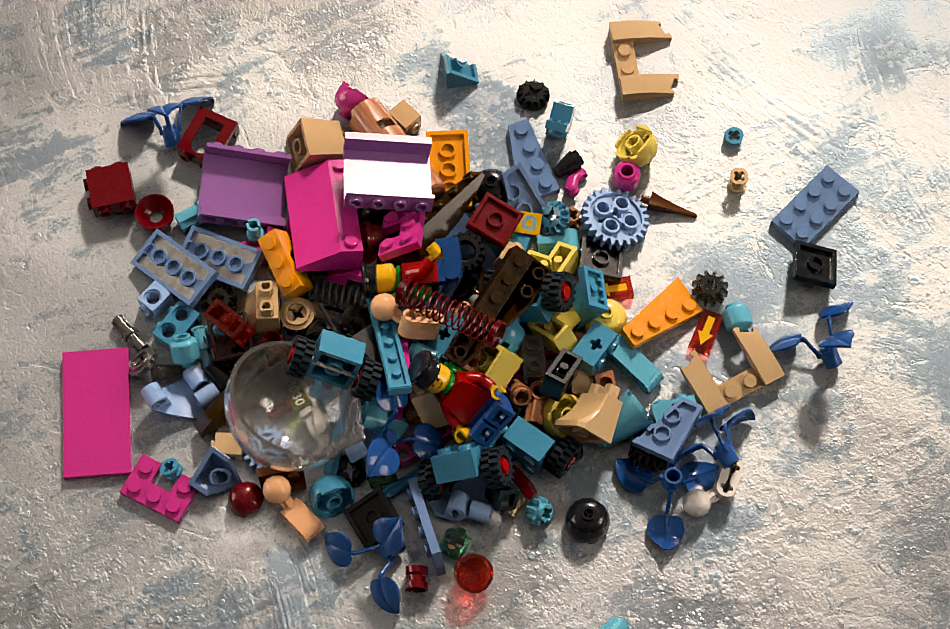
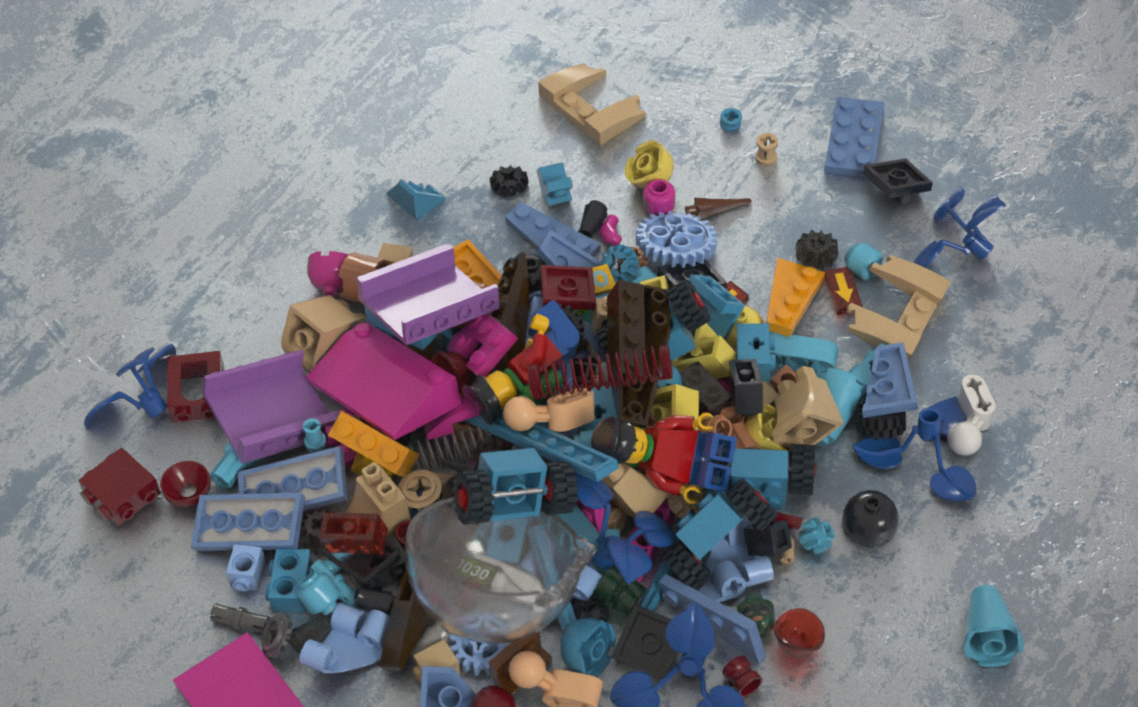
camera: 30 degrees left, 15 degrees down
(724, 451) = (957, 370): blue plant -> none

